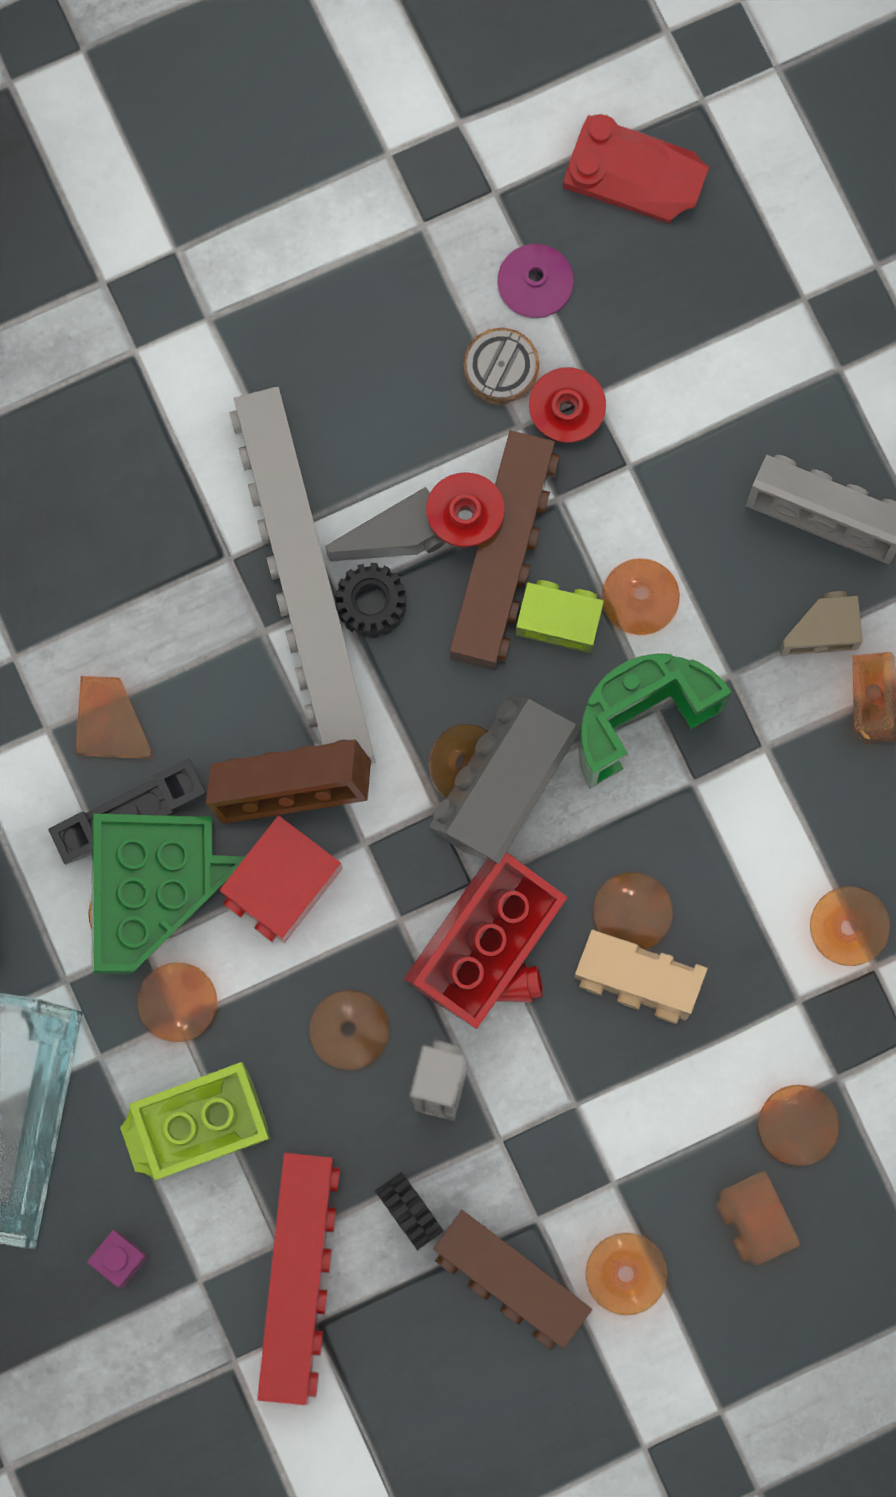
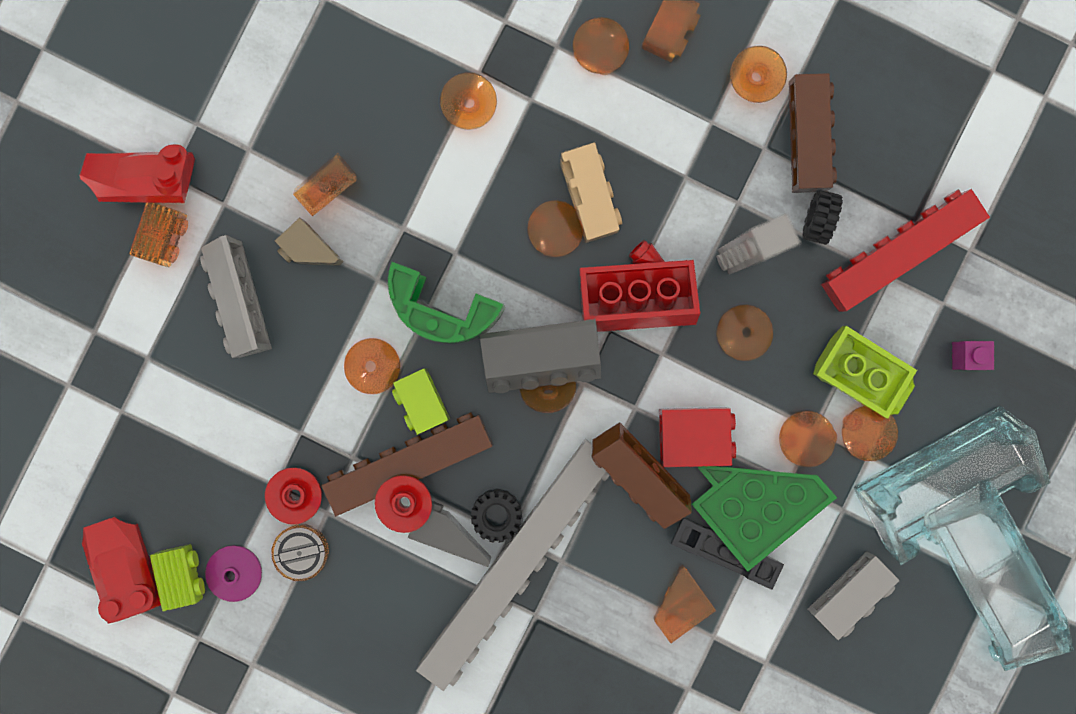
camera: 130 degrees left, 10 degrees up
(124, 1073) = (869, 434): none -> clear orange dish
(578, 221) = (177, 577): none -> lime brick

